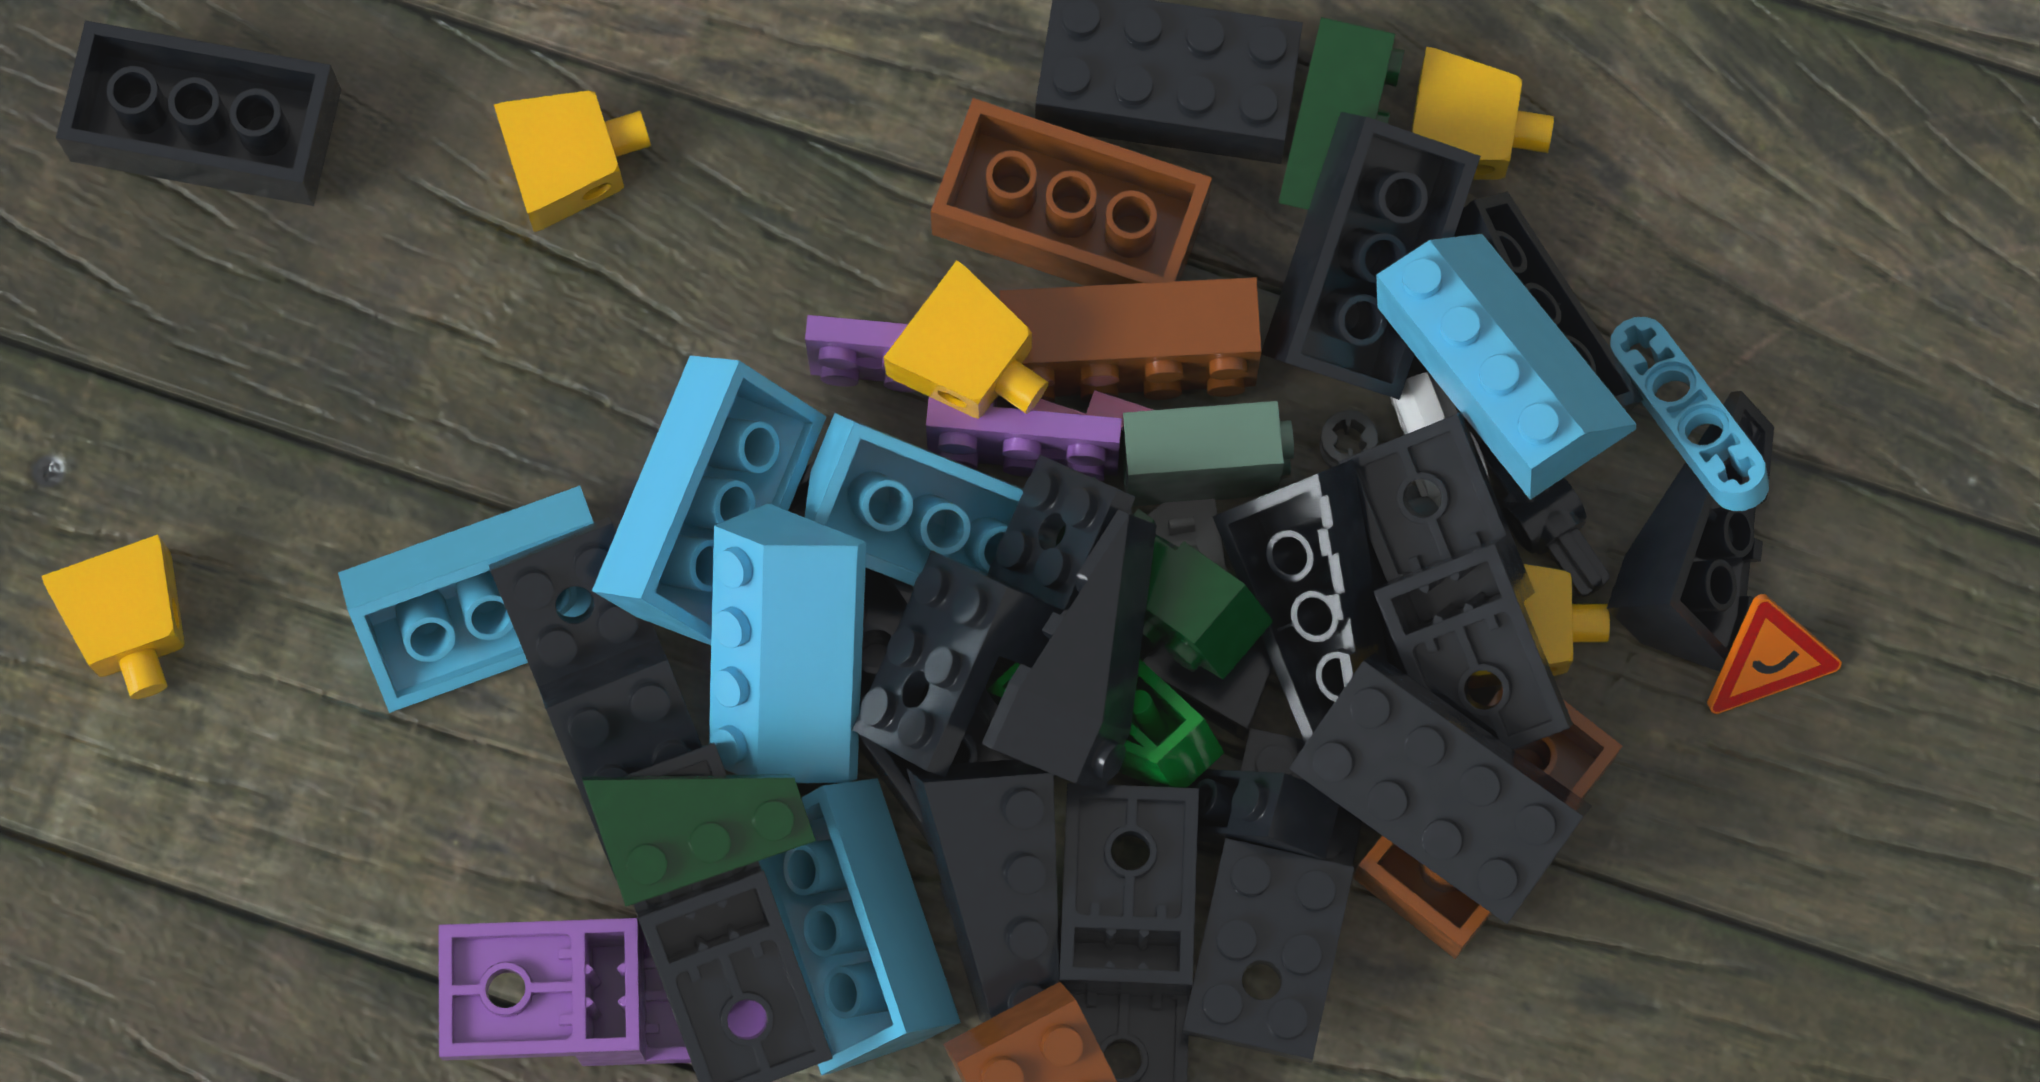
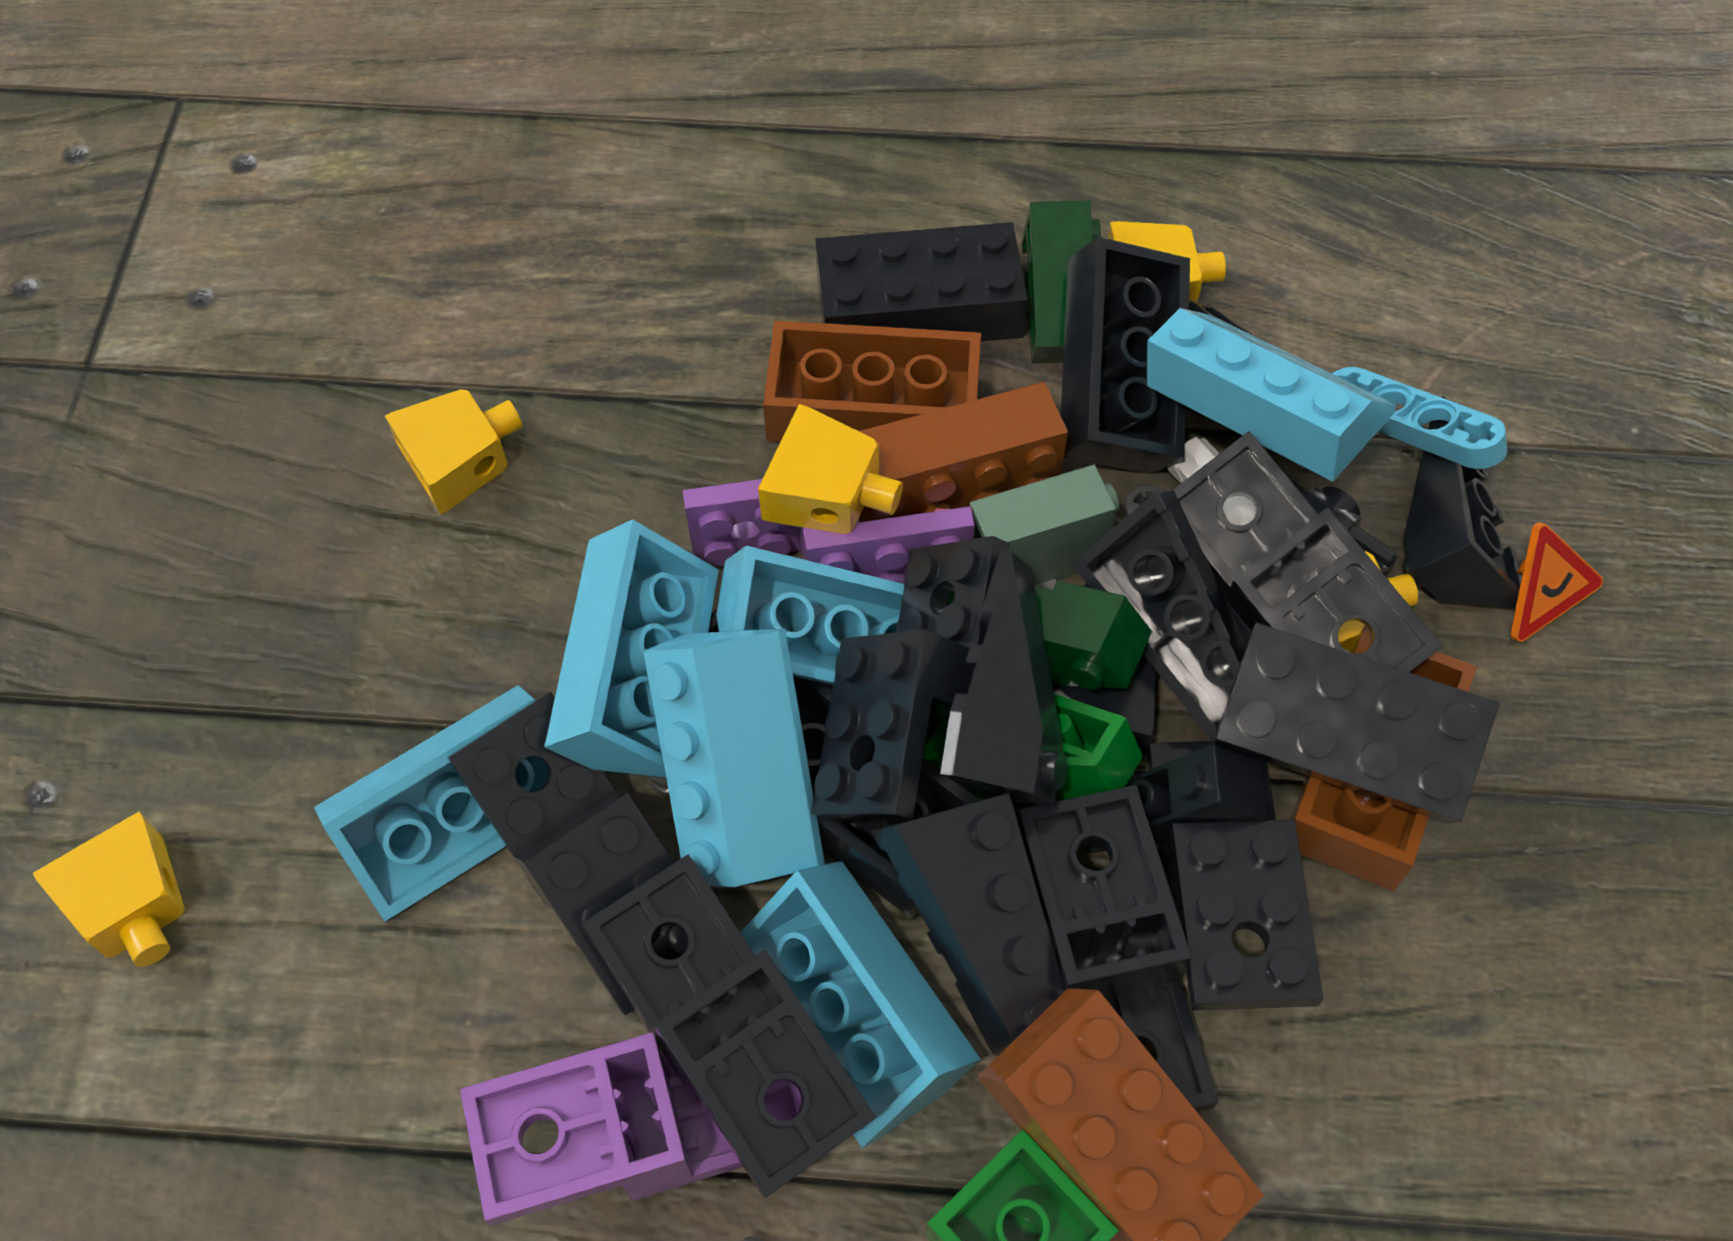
camera: 15 degrees left, 15 degrees down
(199, 113) = (135, 478): black brick -> none
(693, 827) = (684, 928): dark green wedge -> none

